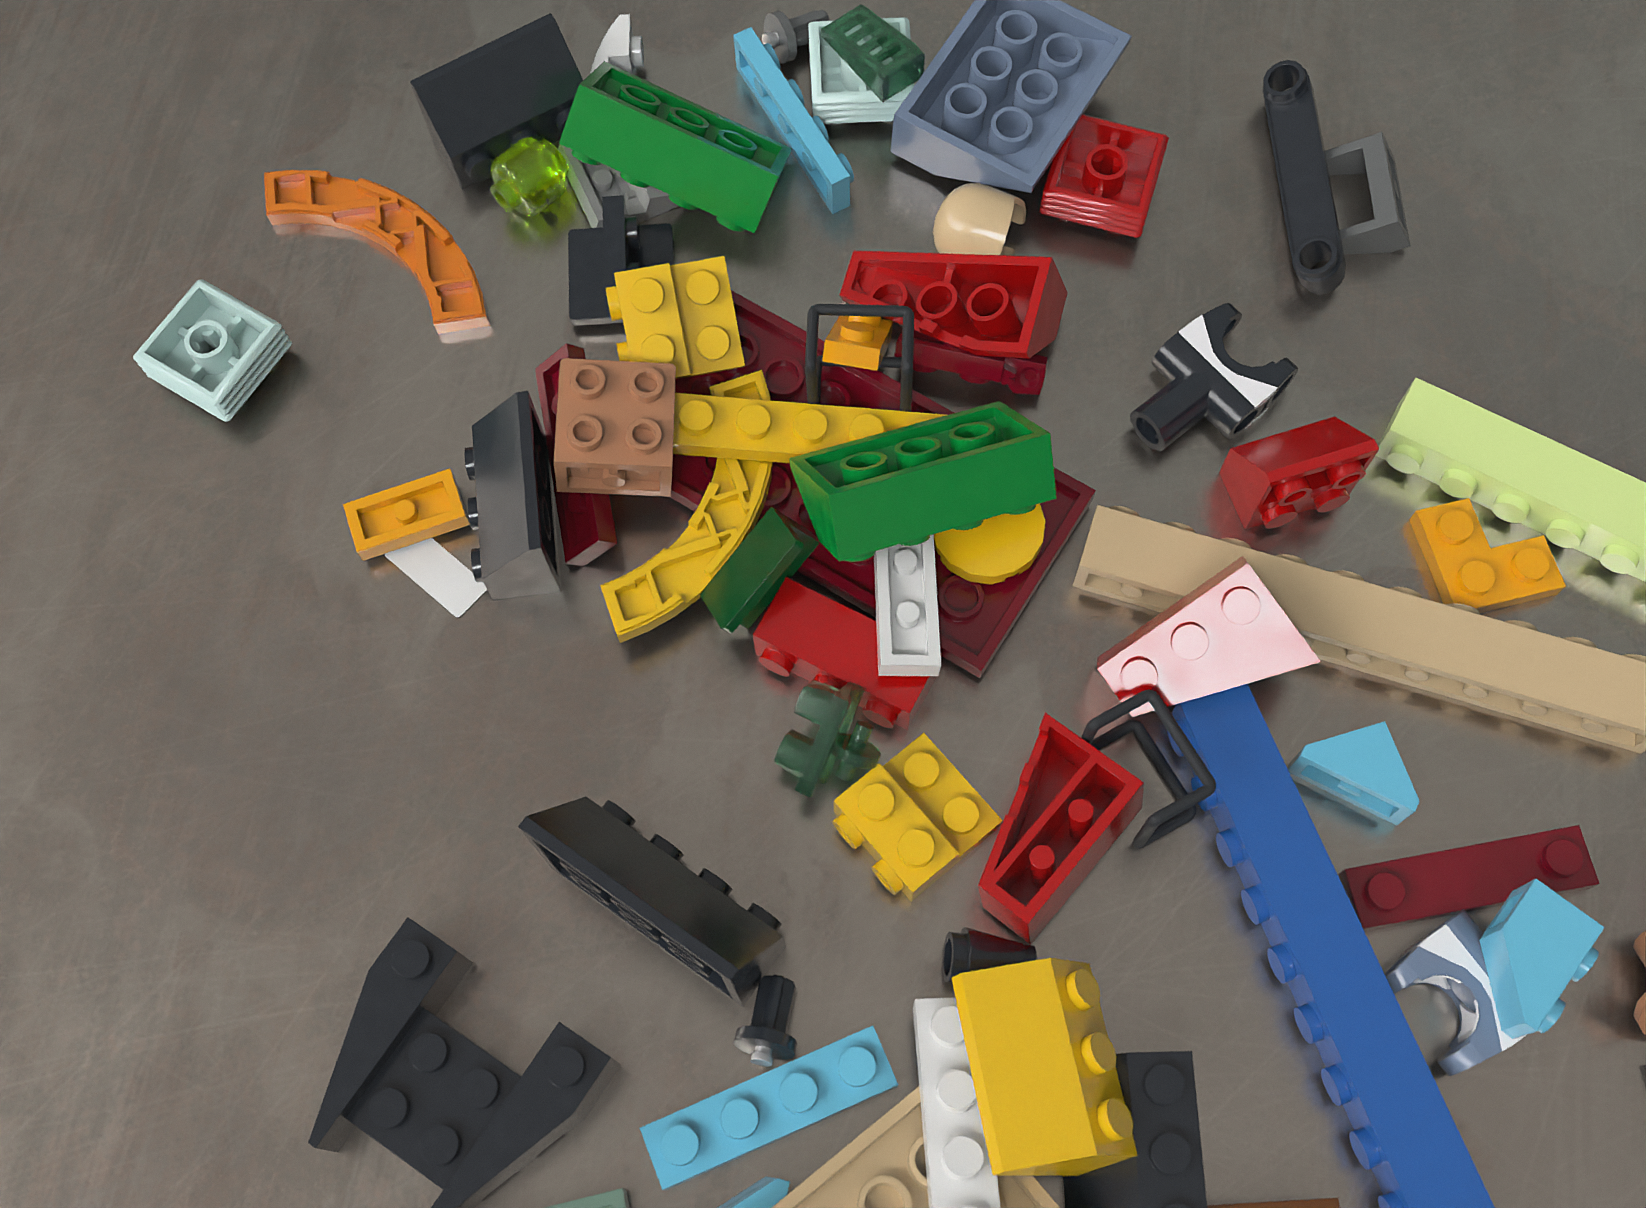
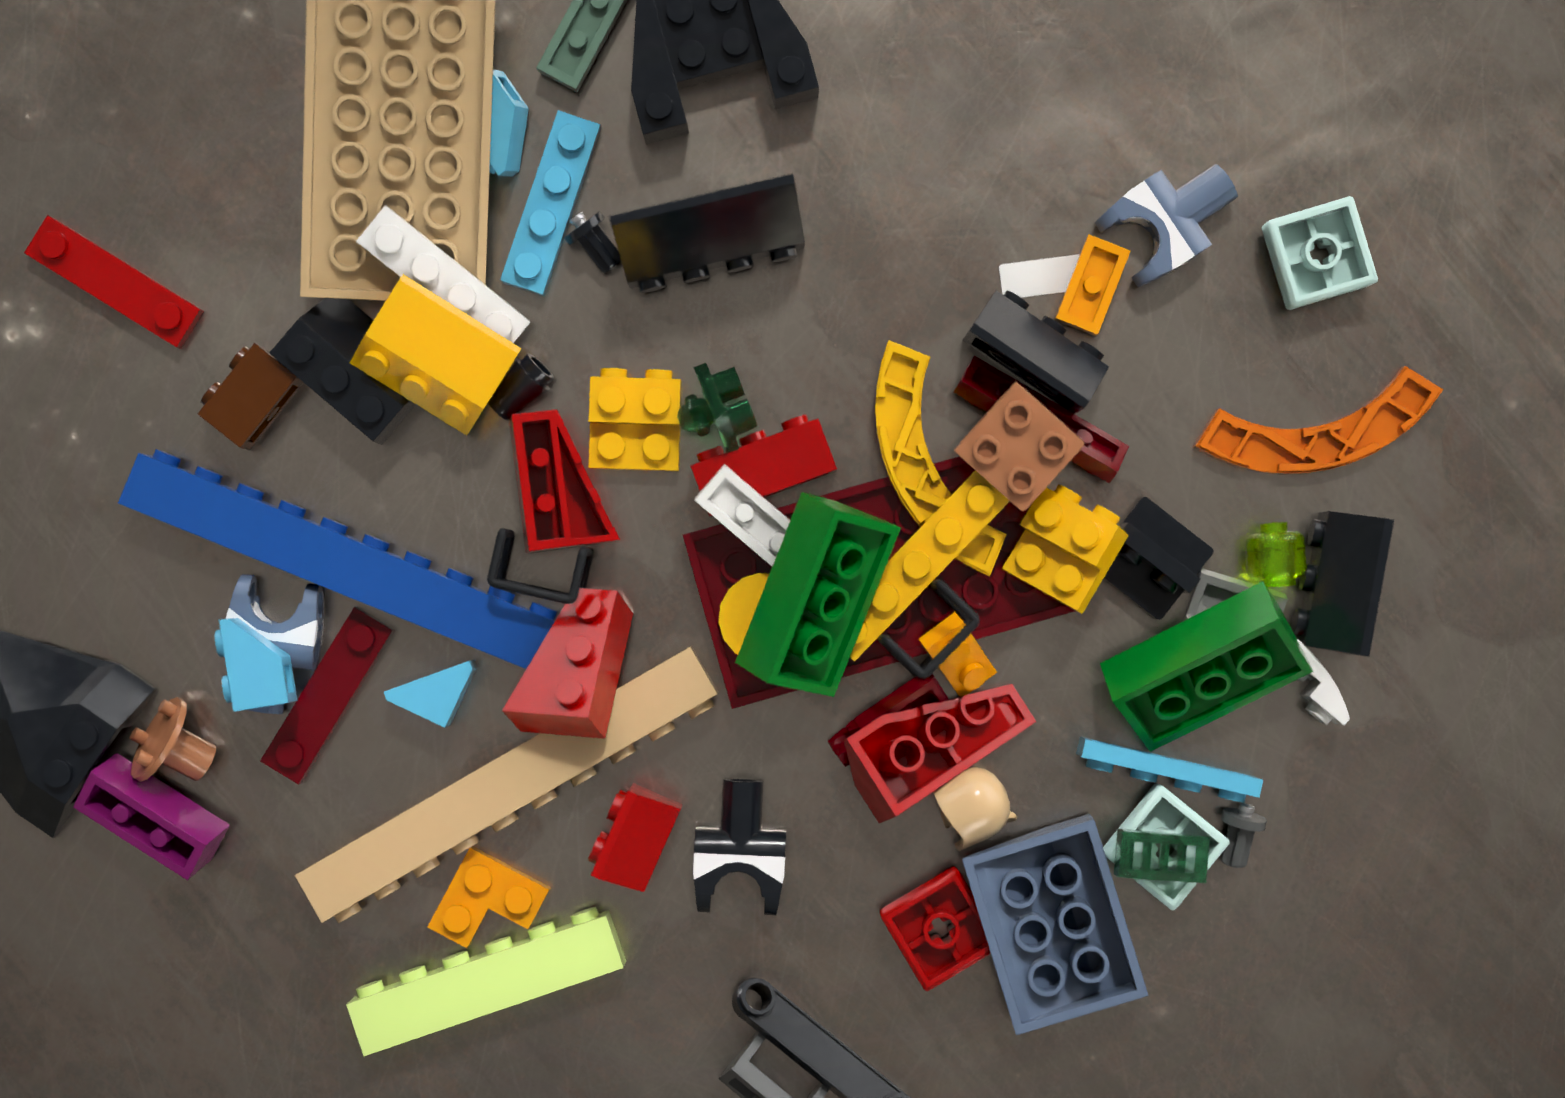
camera: 125 degrees right, 20 degrees up
(284, 499) = (1171, 217): none -> sand blue connector
(757, 570) = (853, 453): dark green panel -> none

